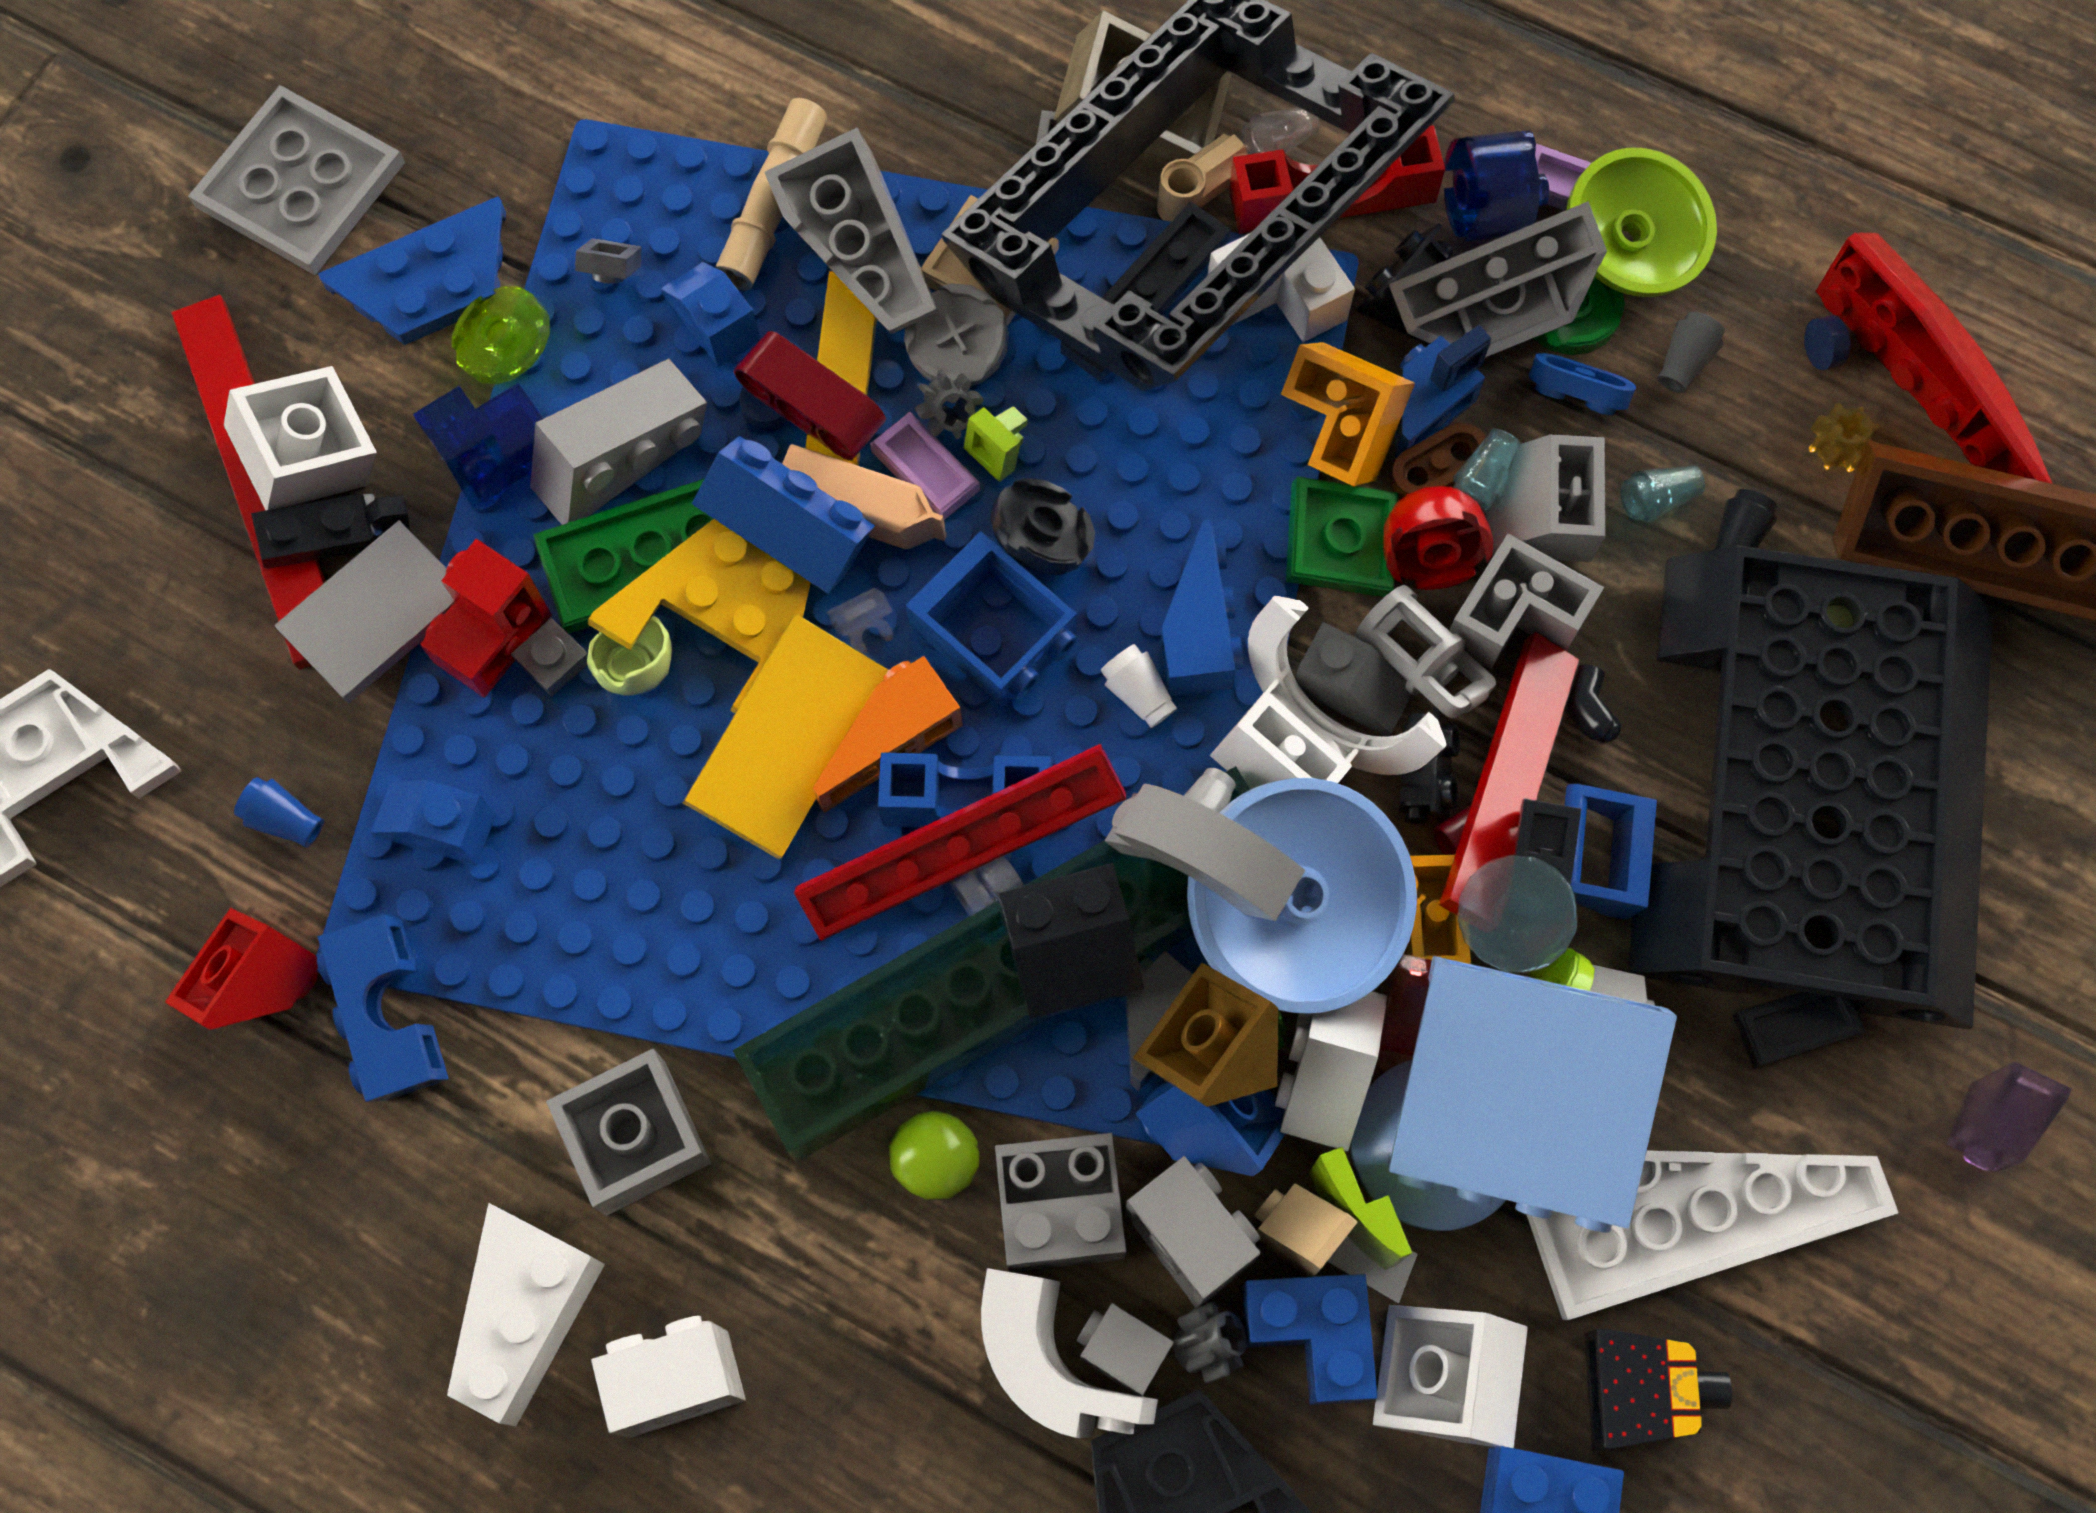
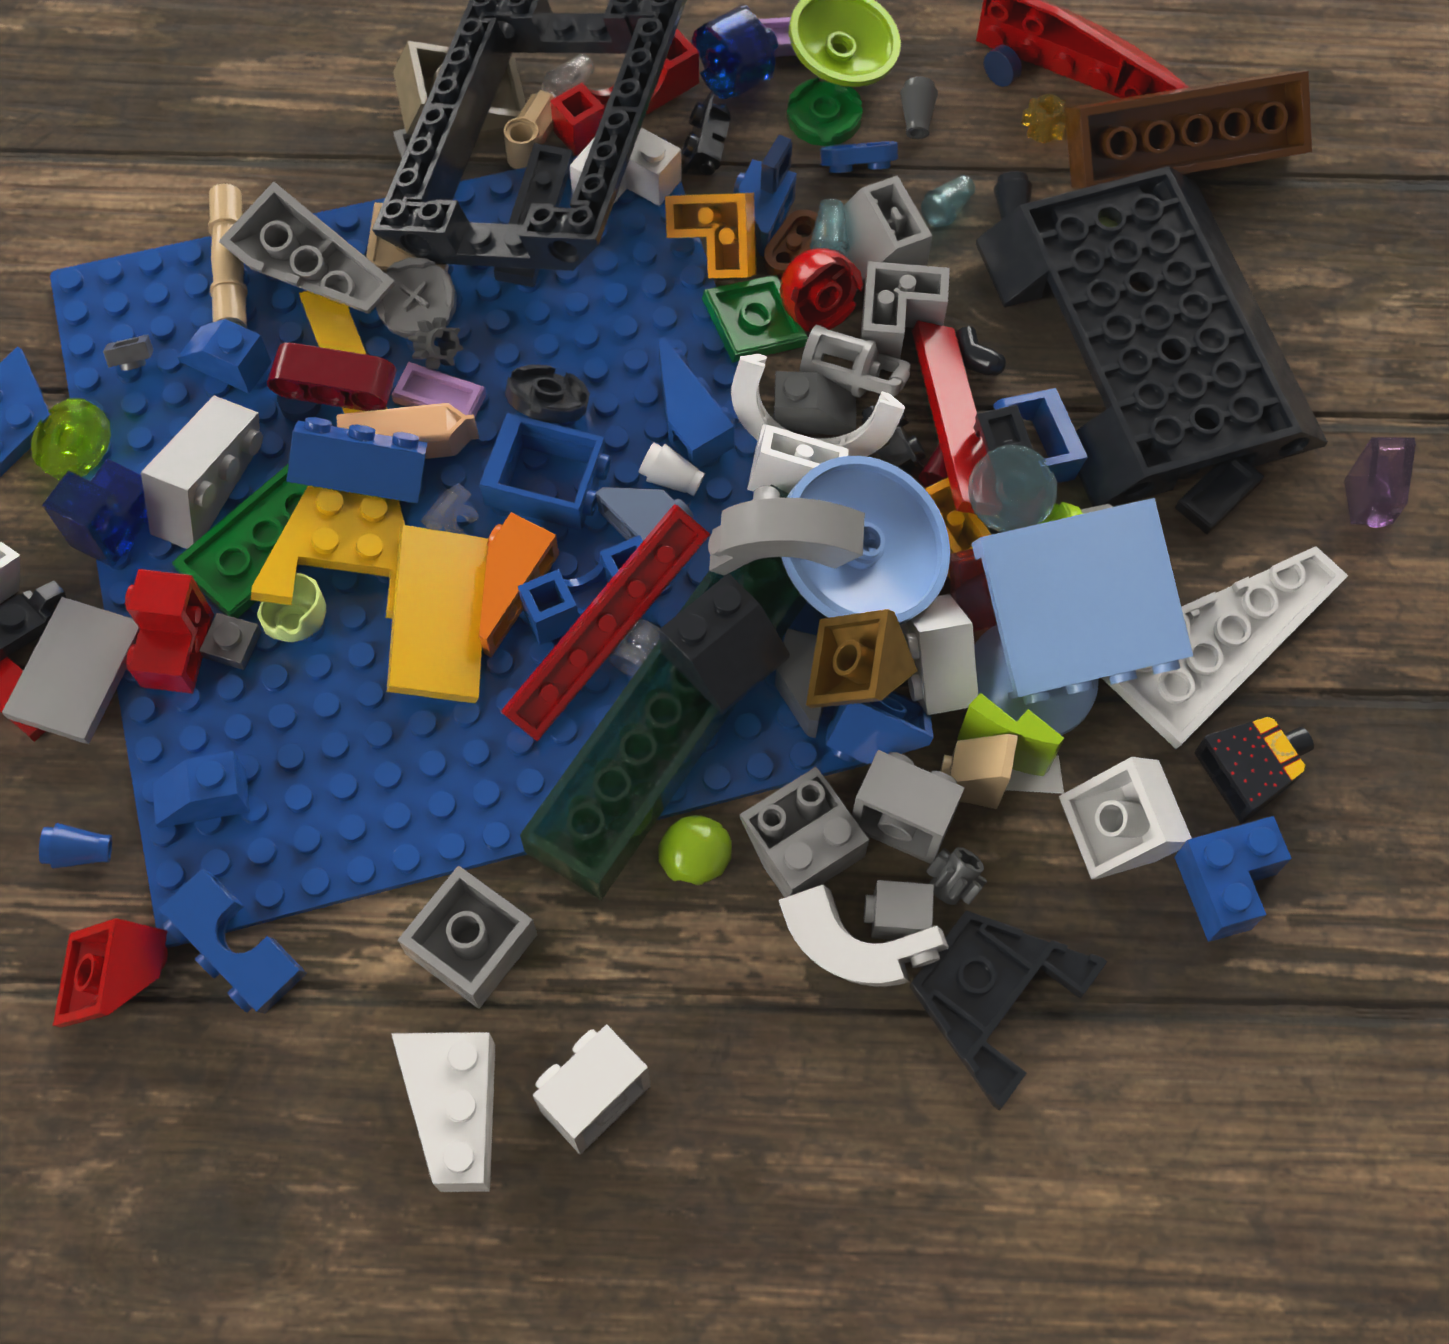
camera: 30 degrees left, 5 degrees down
(995, 440) = (481, 354): lime tile -> none
(1078, 724) = (635, 510): none -> sand blue slope
(1329, 1320) = (1025, 823): blue brick -> none
(1508, 285) = (788, 100): light grey wedge -> none

